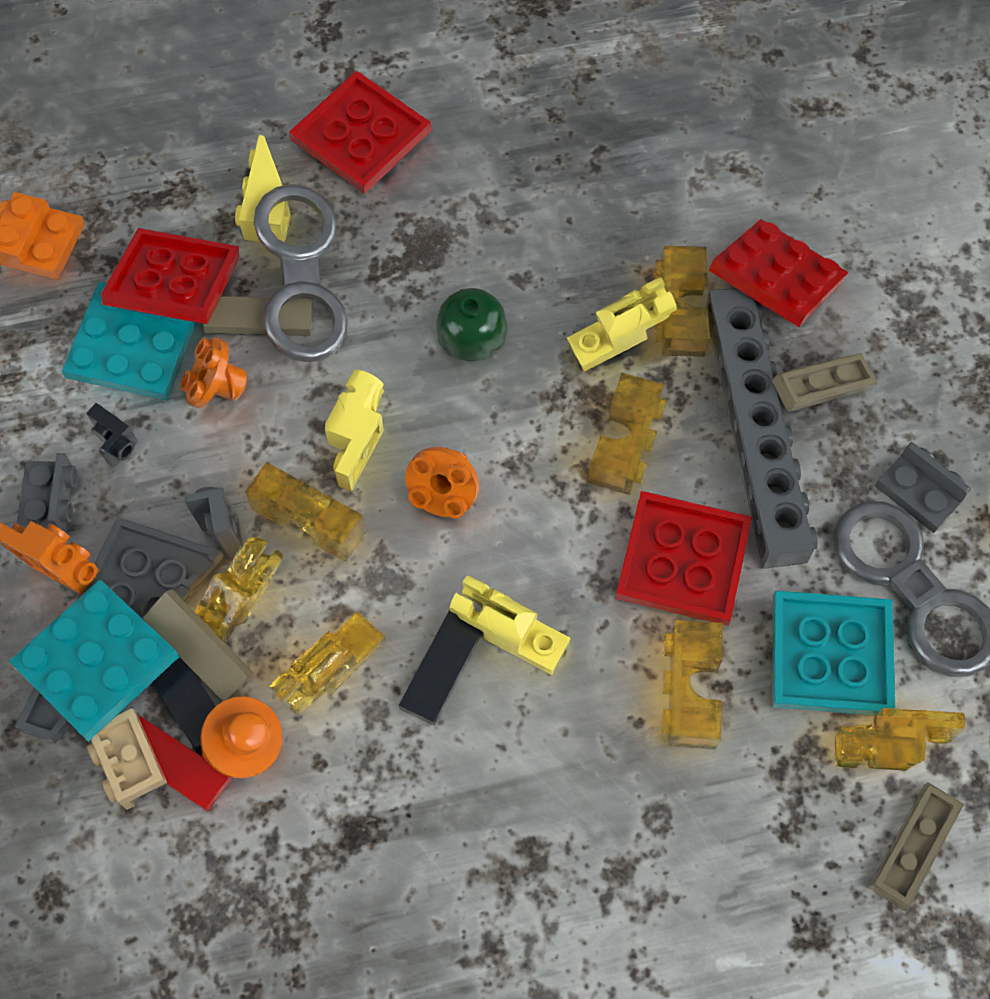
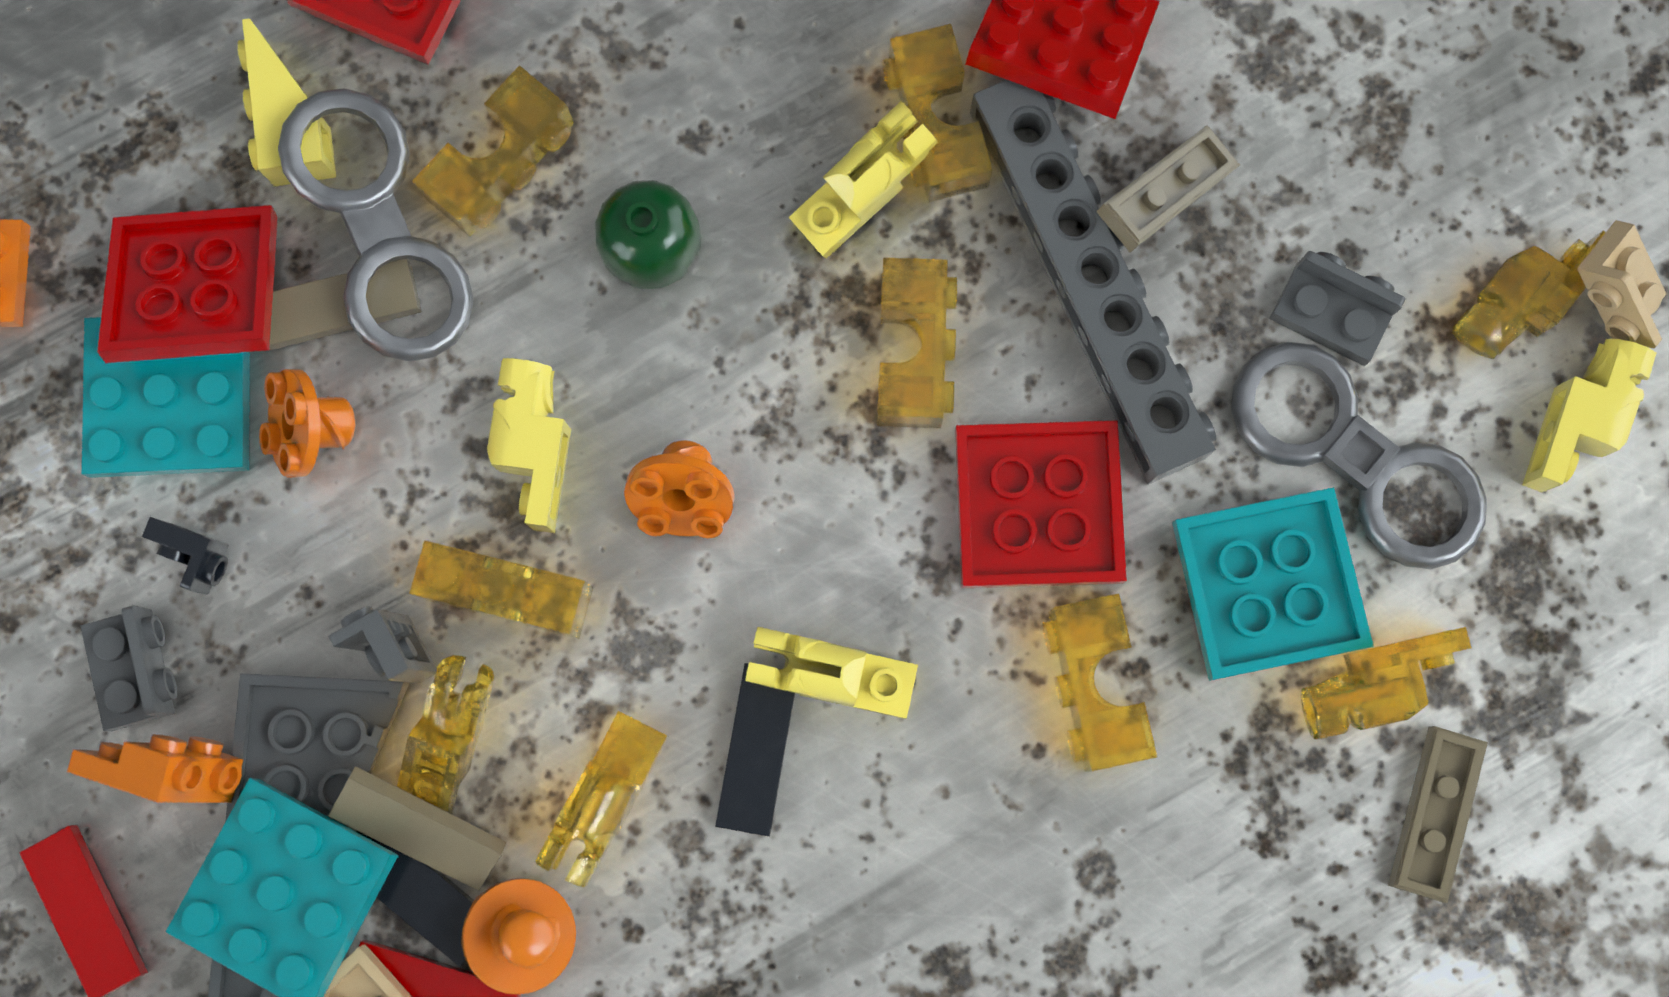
camera: 15 degrees left, 15 degrees up
(369, 268) = (473, 188): none -> clear yellow arch

